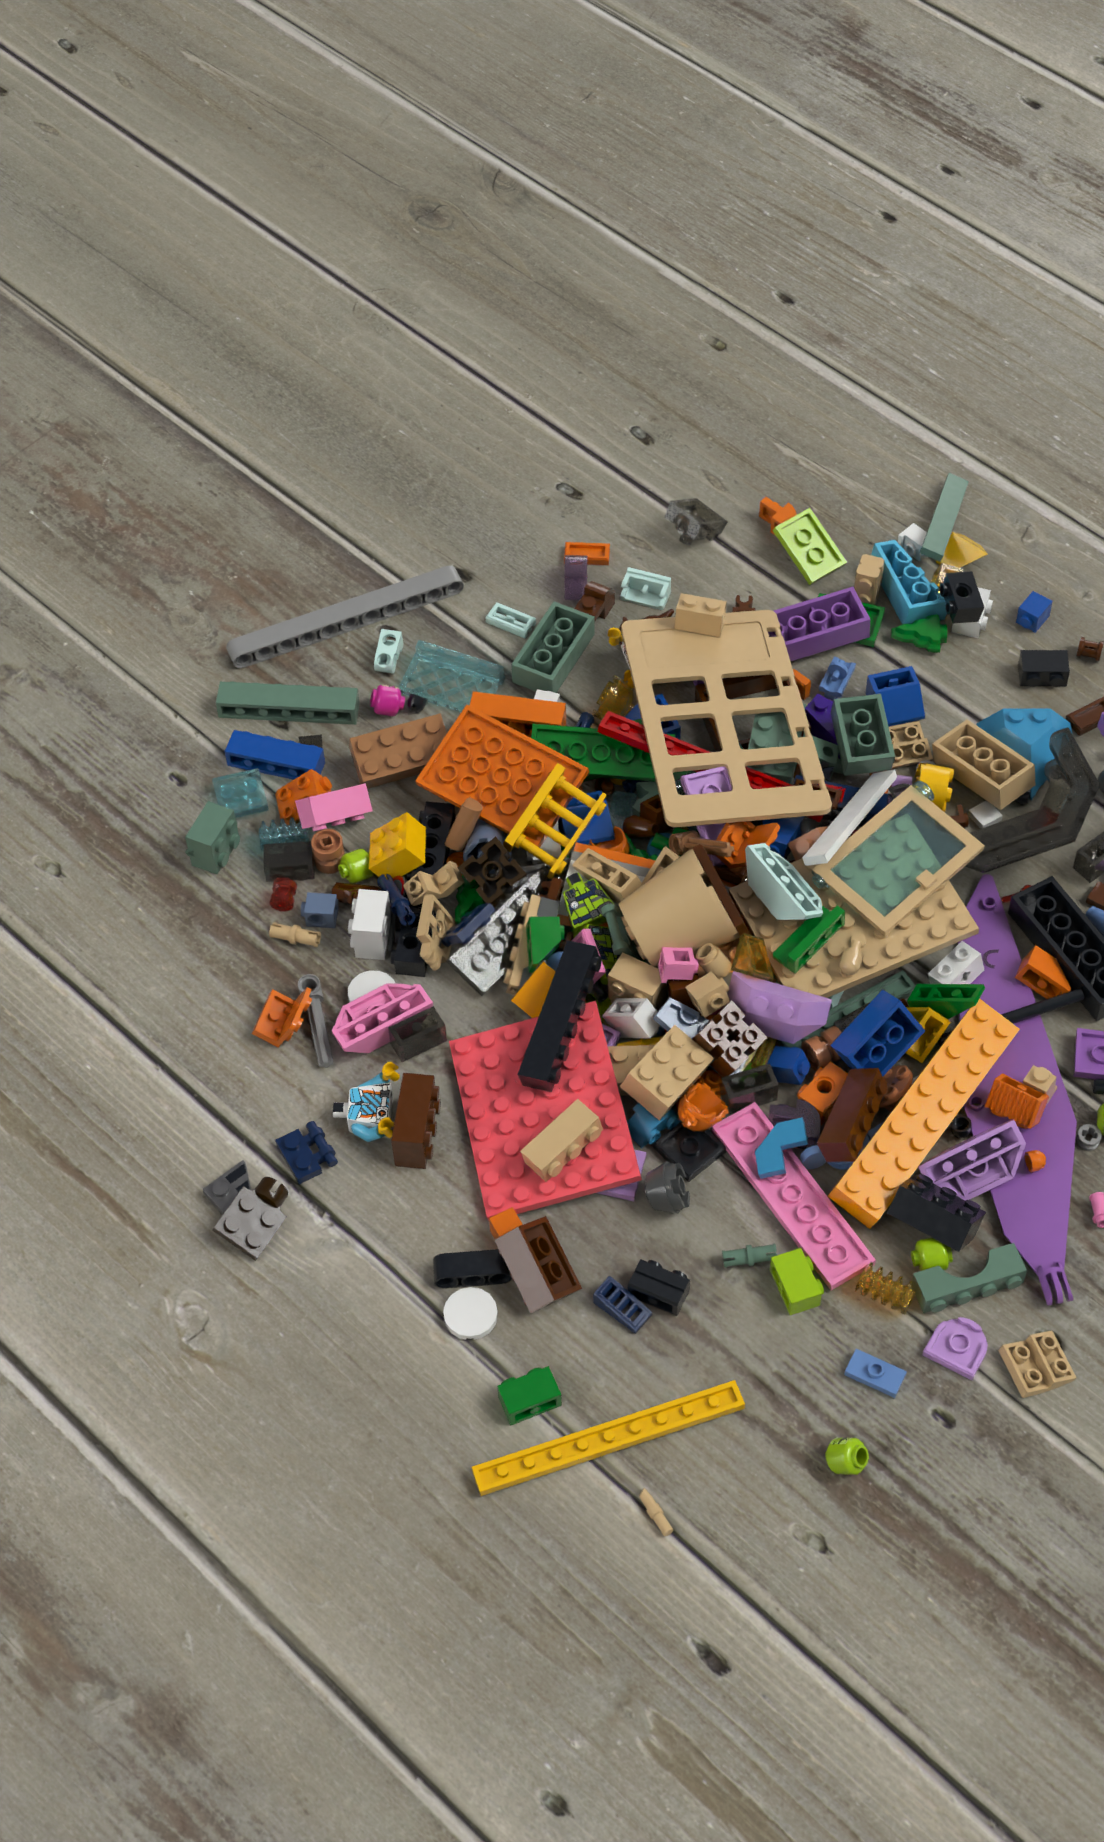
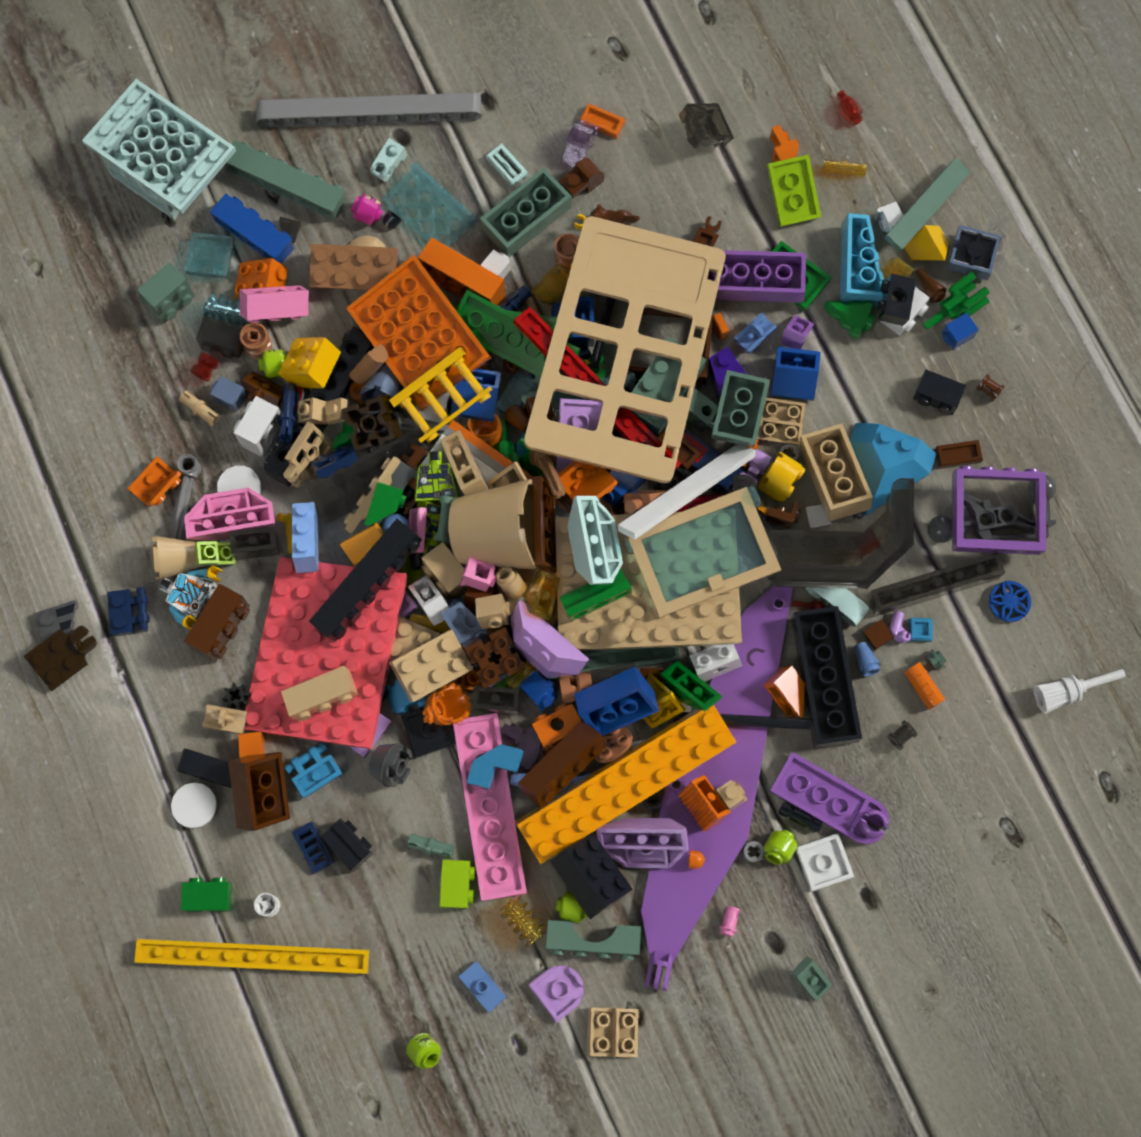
camera: 20 degrees right, 20 degrees up
(149, 710) = (157, 149): none -> light aqua wedge
(334, 1076) = (173, 556): none -> tan cone
(377, 1055) = (214, 553): none -> lime slope
(447, 1014) = (287, 519): none -> yellow bar
(460, 1187) = (232, 703): none -> pearl dark grey gear
(465, 1212) = (224, 719): none -> tan hips
(471, 1007) = (305, 537): none -> light blue brick
(591, 1234) = (316, 776): none -> dark azure plate
(599, 1372) = (263, 903): none -> white wheel
(611, 662) = (565, 249): none -> nougat wheel
(645, 588) = (634, 178): light aqua hinge -> none
(655, 1512) = (261, 1031): tan piece -> none
(674, 689) = (593, 365): none -> black bar
(700, 615) = (653, 237): tan brick -> none
(824, 467) = (849, 108): none -> clear red plant
(835, 519) = (856, 168): none -> clear yellow pin
(869, 578) = (827, 247): tan brick -> none
(876, 664) = (796, 332): none -> medium lavender slope
(992, 584) = (932, 287): none -> reddish brown cone
(1010, 543) = (973, 252): none -> piece
(1019, 586) = (959, 302): none -> green plant
(1032, 871) = (850, 606): none -> light aqua beam

